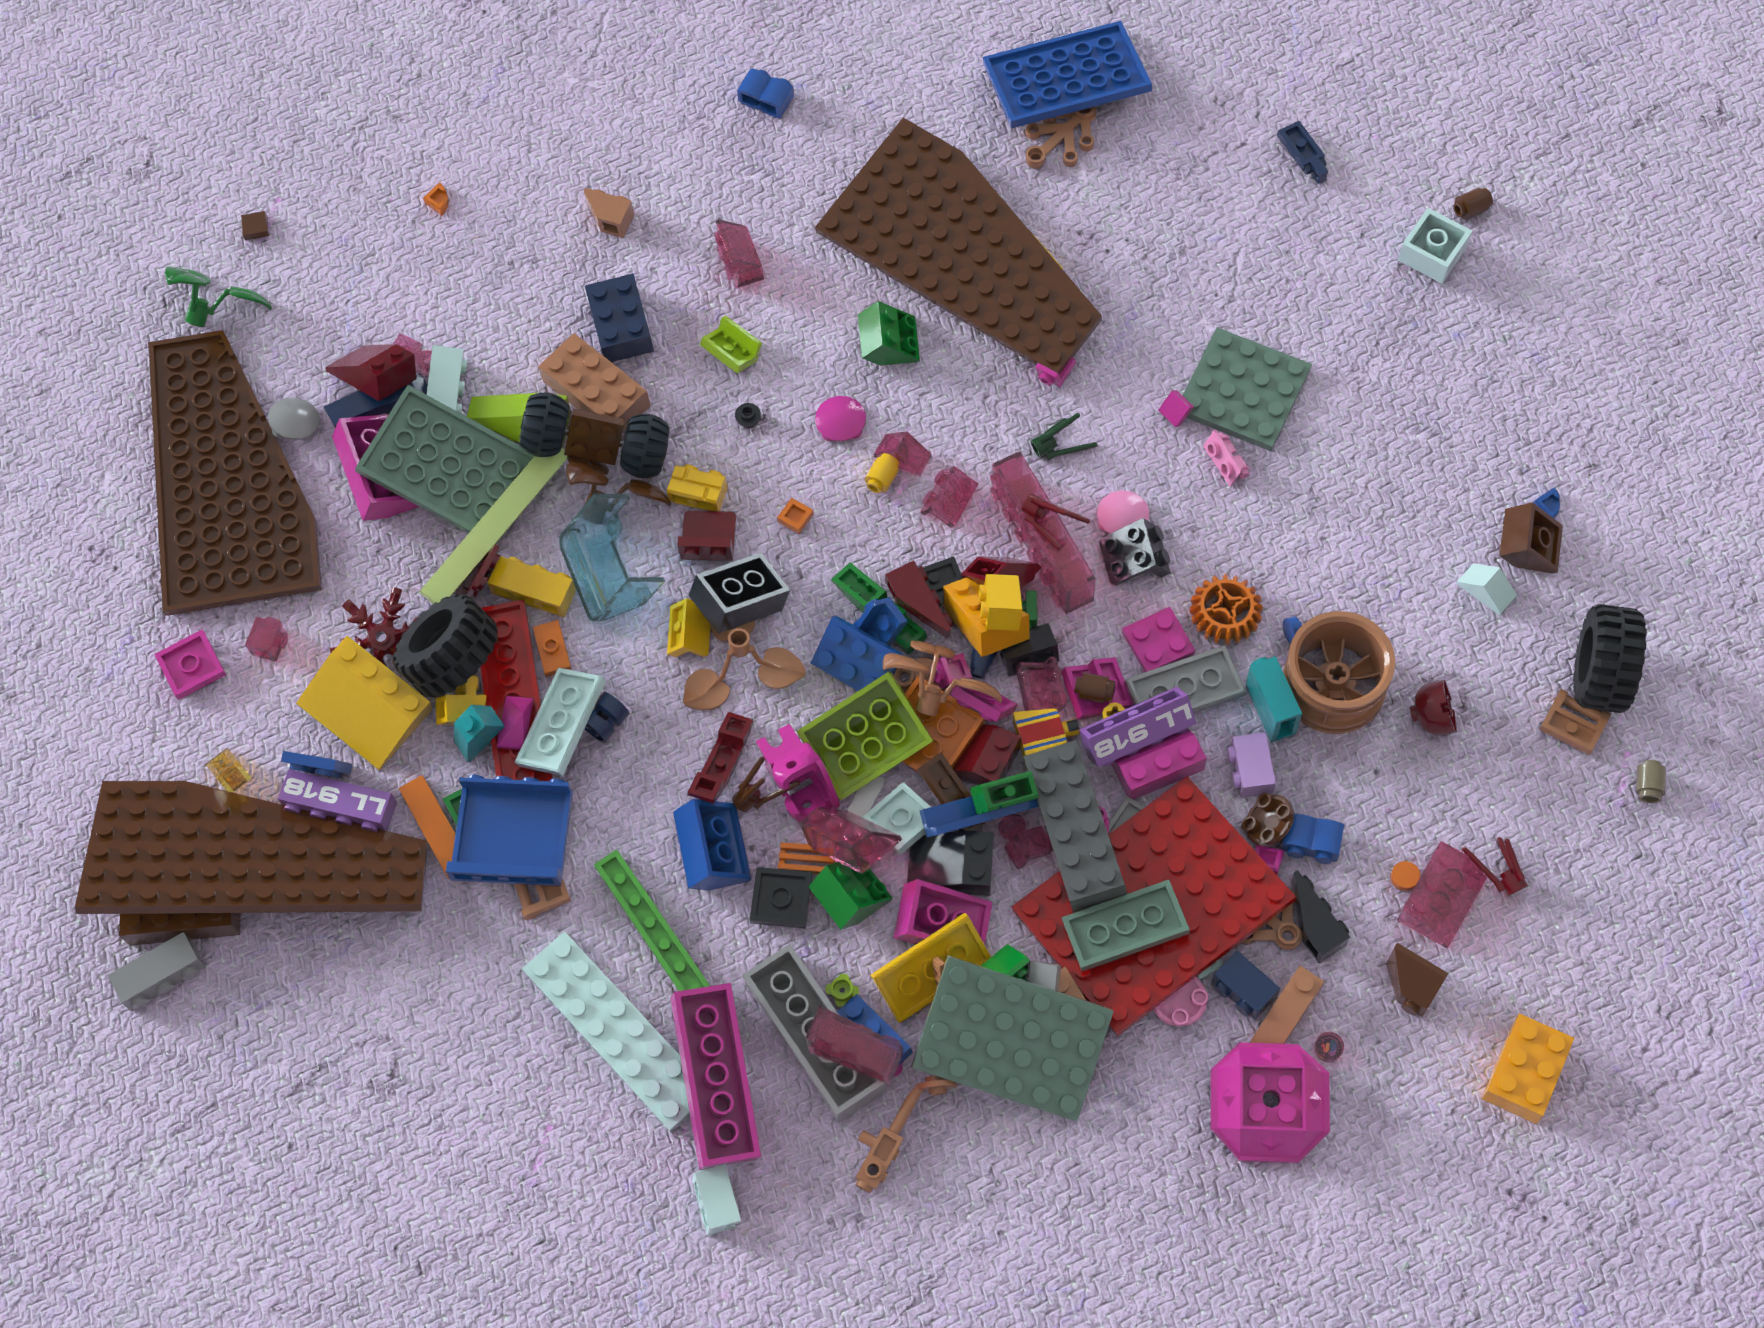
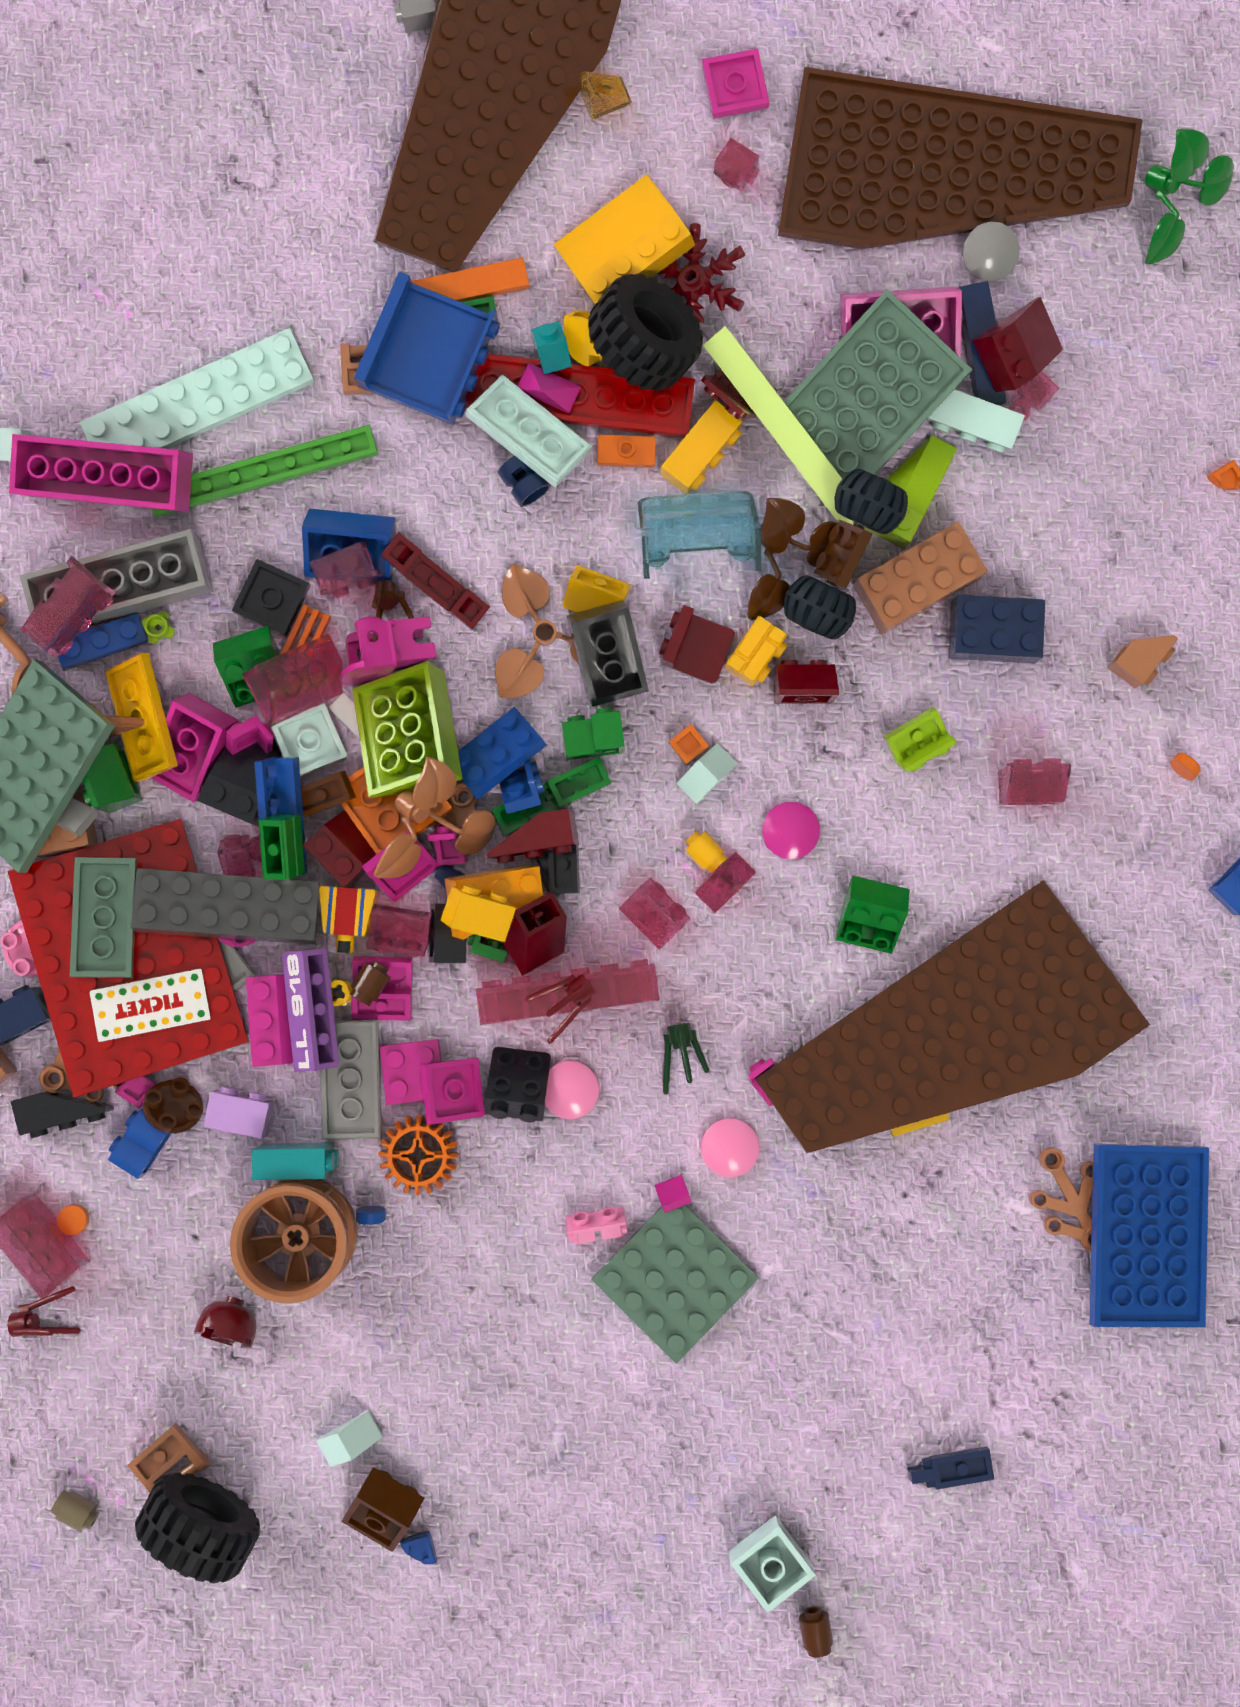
camera: 100 degrees right, 20 degrees up
(309, 763) = (570, 178): blue plate -> none
(338, 800) = (528, 193): medium lavender brick -> none
(687, 158) = (1185, 766): none -> orange tile
(711, 439) = (805, 682): none -> dark red slope
(736, 833) = (344, 570): none -> clear pink bracket
(747, 421) = (823, 739): black plate -> none
(812, 582) = (594, 736): none -> green brick
(816, 494) = (706, 773): none -> light aqua slope
(909, 860) = (247, 733): none -> dark pink bracket
(1120, 382) = (730, 1147): none -> bright pink dish
(1161, 597) = (452, 1090): none -> dark pink plate
(1188, 863) = (149, 1005): none -> white sticker

